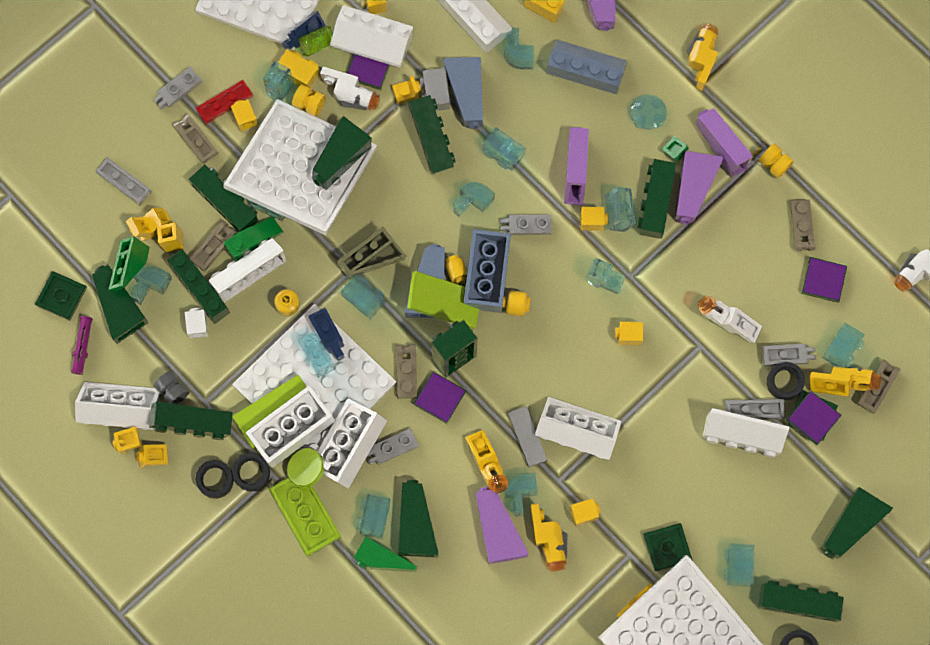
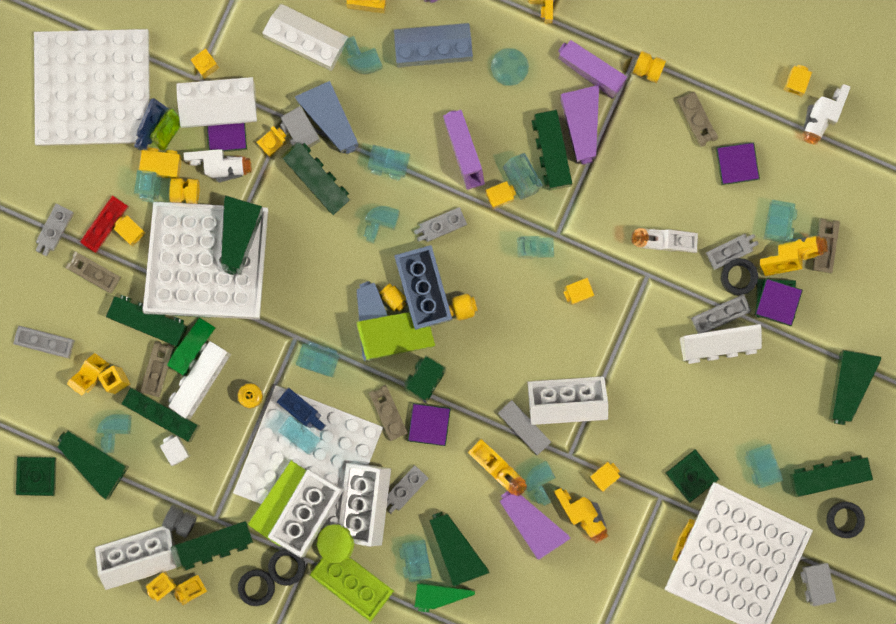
camera: 20 degrees left, 10 degrees up
(78, 367) = (83, 538): magenta pin -> none
(129, 261) = (87, 420): green slope -> none
(371, 254) = (308, 317): olive wedge -> none
(675, 148) = (550, 93): plate -> none
(909, 227) = (798, 80): none -> yellow brick

